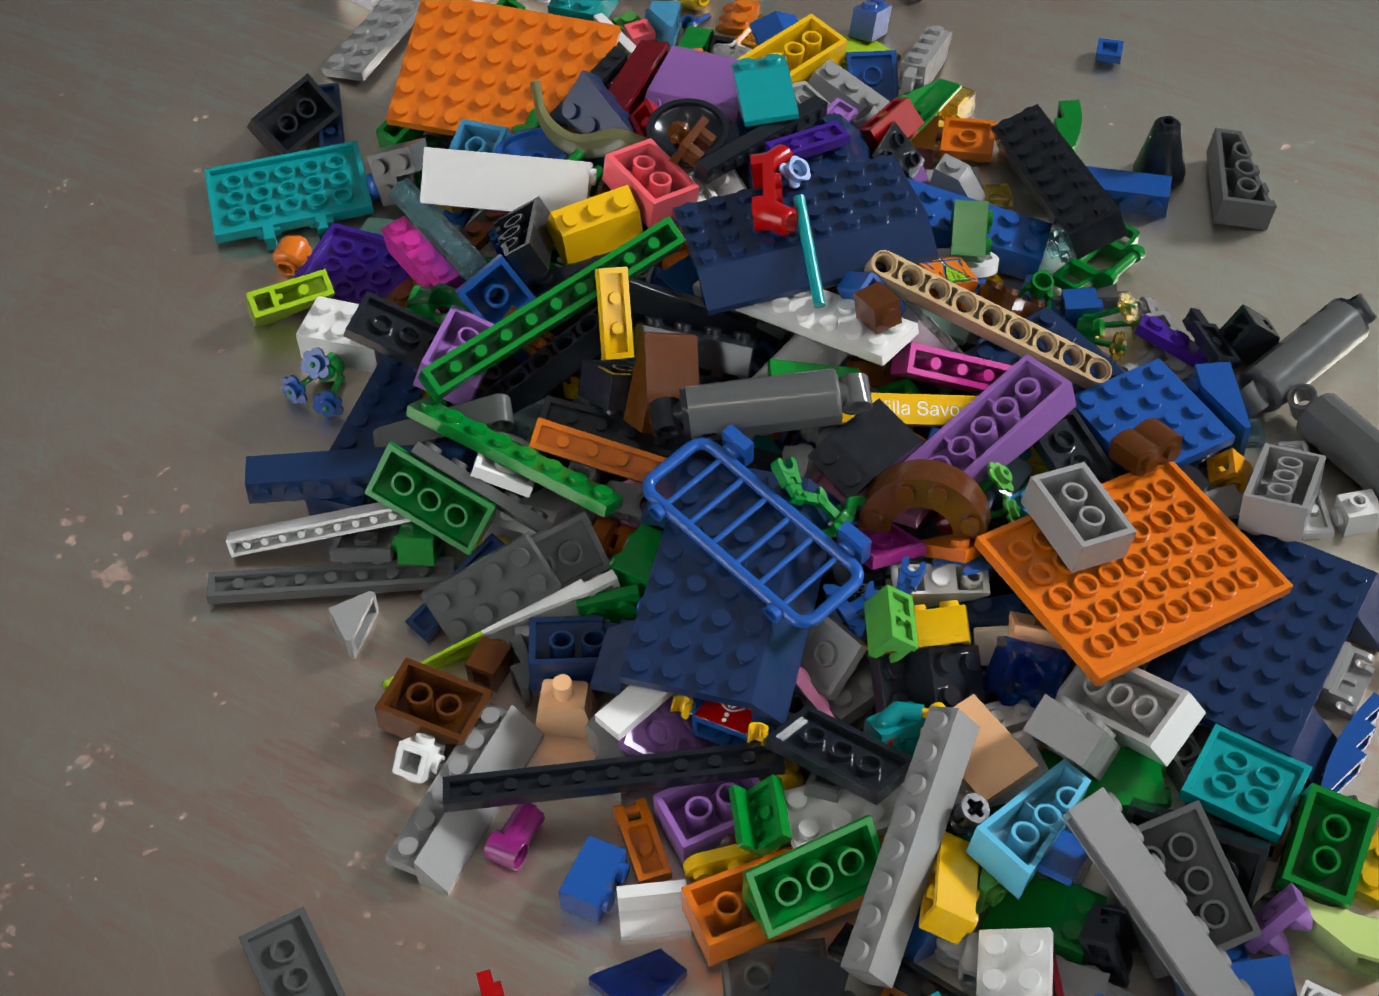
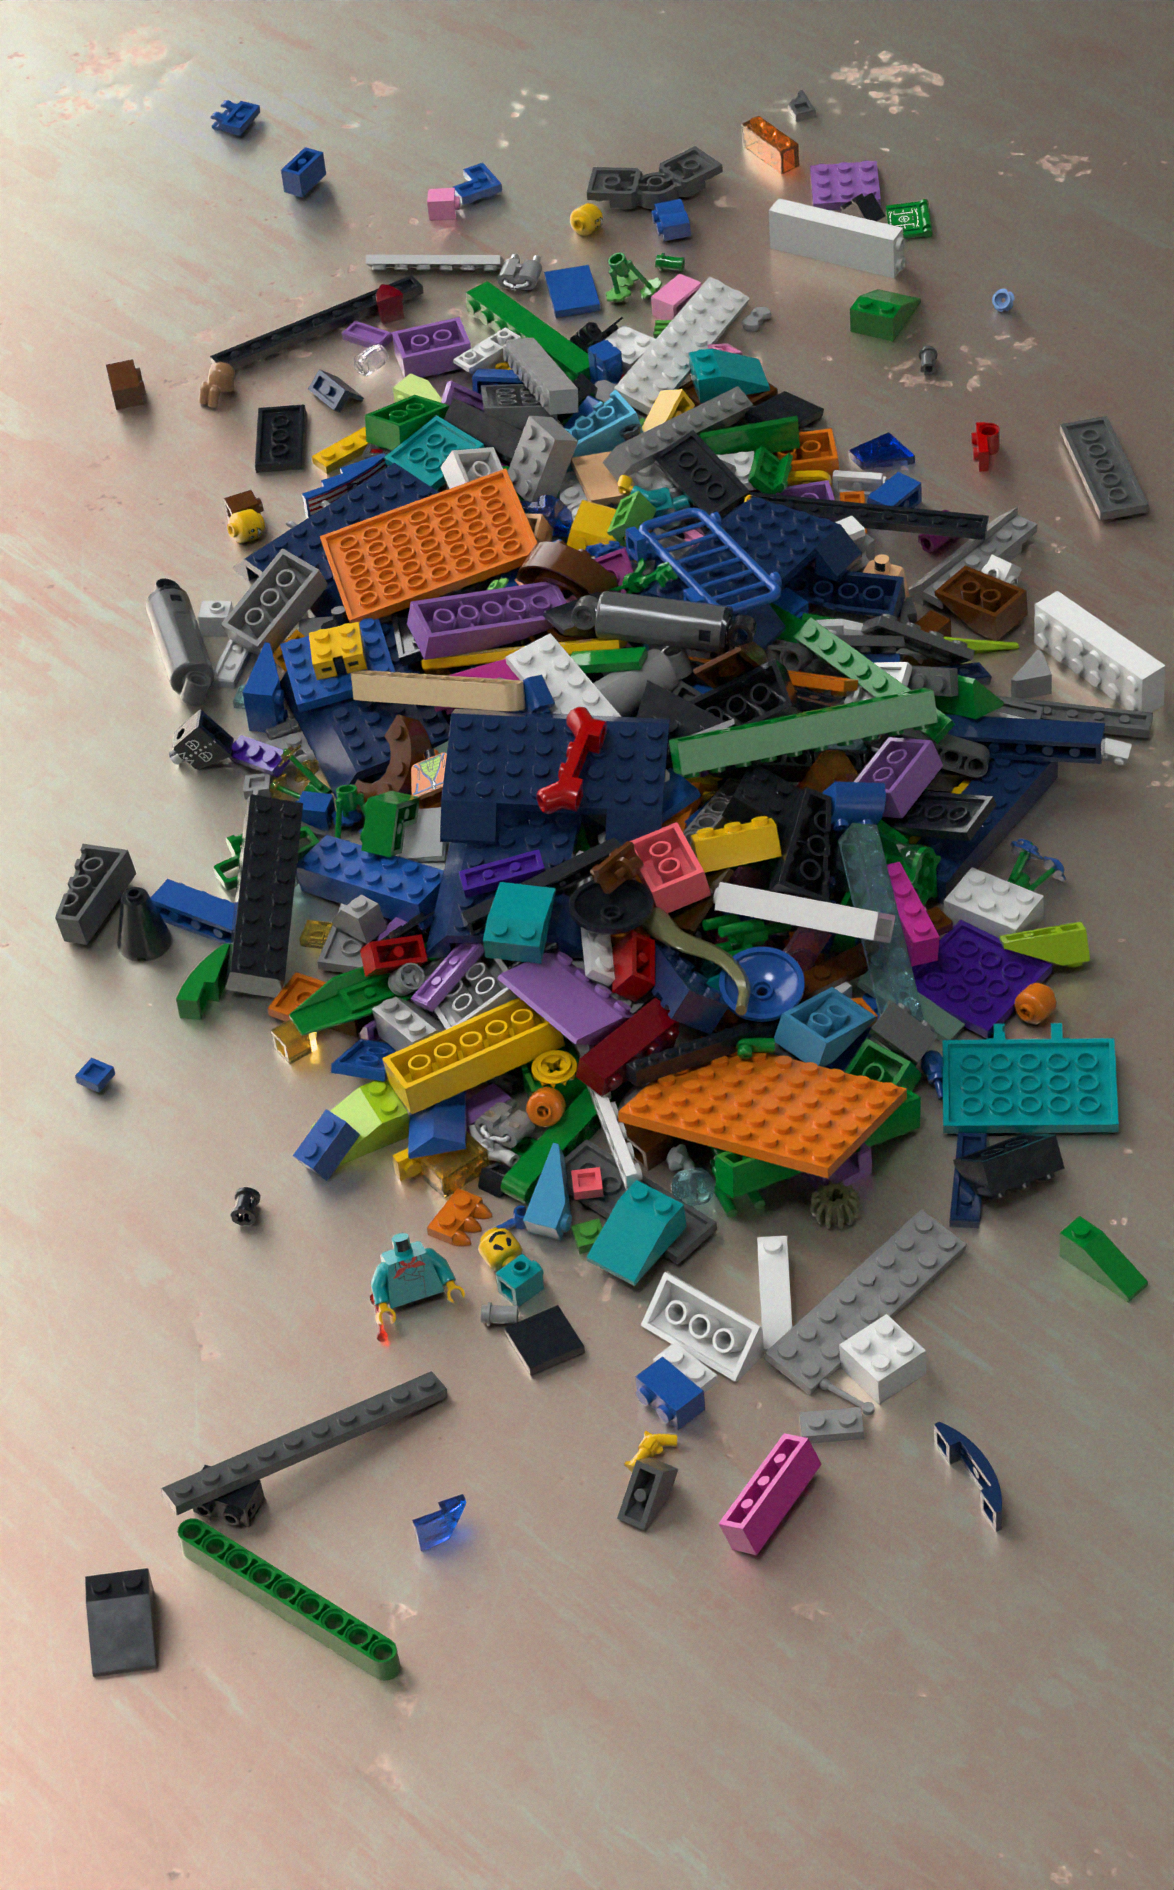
camera: 160 degrees left, 5 degrees down
(213, 75) = (1100, 1259): none -> green slope
(276, 648) = (1099, 654): none -> white brick
(614, 313) = (752, 713): yellow plate -> none
(801, 169) = (541, 780): light blue plate -> none
(809, 251) = (569, 704): teal bar -> none
(877, 307) = (535, 654): reddish brown brick -> none
(924, 58) = (299, 1077): light grey hinge -> none
(1078, 517) = (460, 542): light grey brick -> none
(1145, 447) = (370, 608): reddish brown brick -> none
(1148, 396) = (337, 650): none -> yellow piece
(1210, 339) = (235, 736): black hinge -> none
(1305, 353) = (154, 725): dark grey piece -> none

